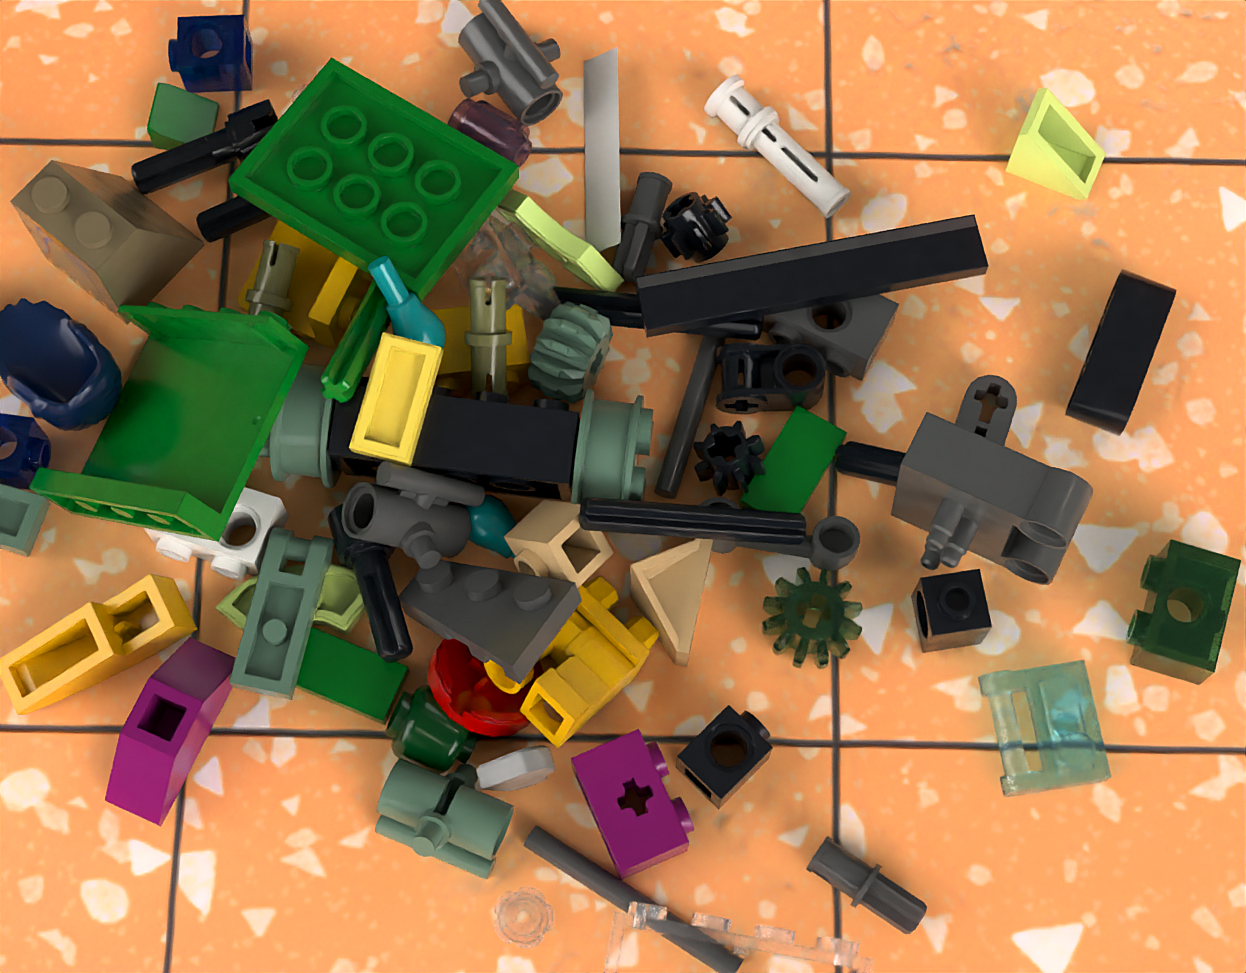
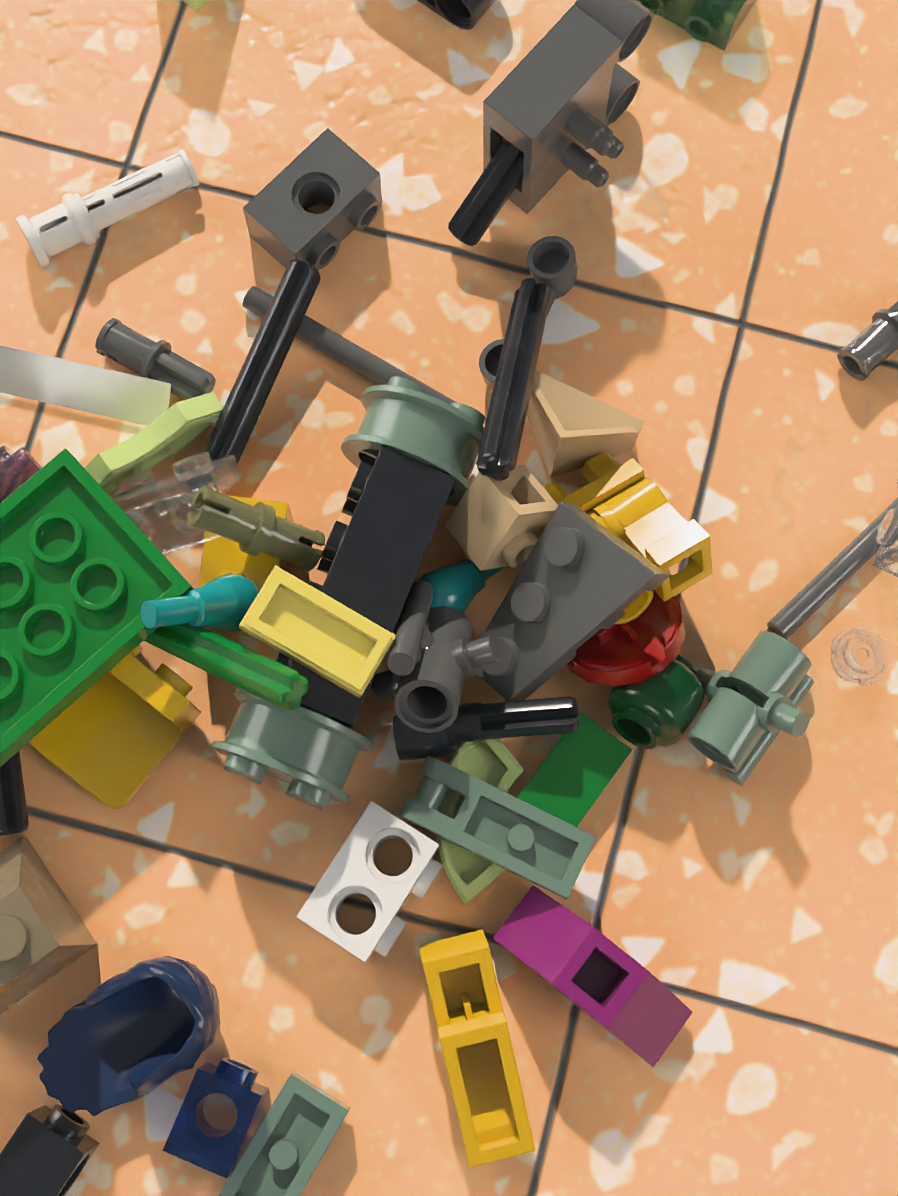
camera: 80 degrees left, 5 degrees up
(184, 421) = (261, 884): green panel -> none
(273, 279) = (128, 769): olive pin -> none
(516, 769) = (721, 619): light grey tile -> none
(570, 352) = (285, 459): sand green gear -> none
(632, 840) = (811, 512): magenta brick -> none
(695, 227) = (176, 304): black gear -> none
(709, 777) = (739, 445): black brick -> none
(721, 444) = (425, 331): black gear -> none
(765, 379) = (361, 287): black piece -> none
(794, 464) = (458, 285): green tile -> none
(810, 275) = (275, 201): black tile -> none
(833, 625) = (634, 284): clear green gear -> none
(951, 610) = (650, 176): black brick -> none
(1001, 418) = (455, 112): dark grey beam -> none
(1062, 723) = (774, 120): clear light blue plate -> none

